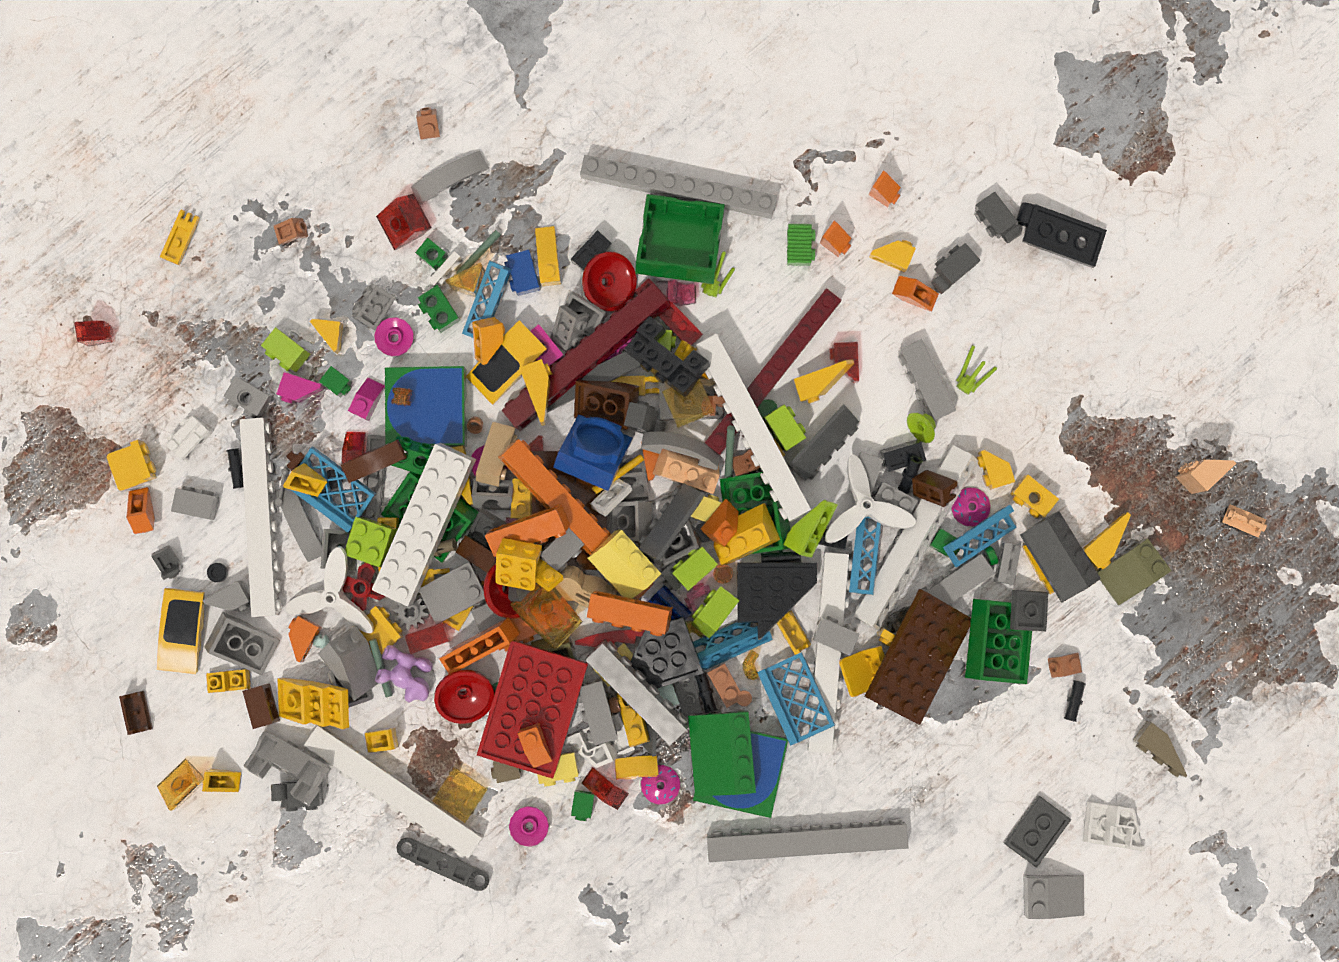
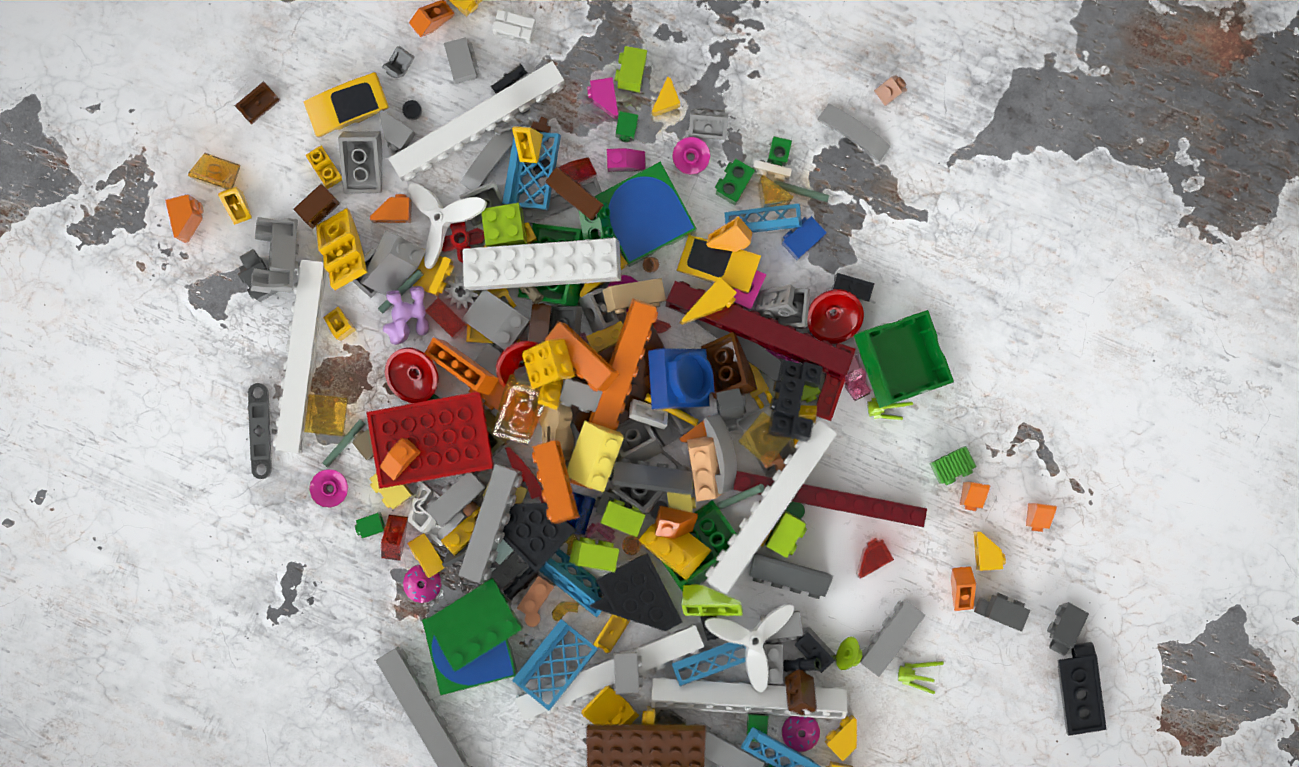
camera: 55 degrees right, 0 degrees up
(207, 833) = (184, 216): none -> orange slope
(236, 393) = (578, 69): light grey brick -> none
(290, 230) = (737, 20): nougat bracket -> none
(319, 642) = (396, 228): light aqua hinge -> none
(401, 396) = (642, 189): clear orange wheel -> none
(403, 221) = (795, 112): clear red slope -> none
(494, 791) = (343, 443): none -> sand green bar
(547, 256) = (829, 252): yellow slope -> none
(677, 186) = (948, 333): light grey brick -> none
(743, 464) = (735, 515): nougat bracket -> none
(781, 557) = (671, 588): black pin -> none
(818, 383) = (839, 543): yellow slope -> none

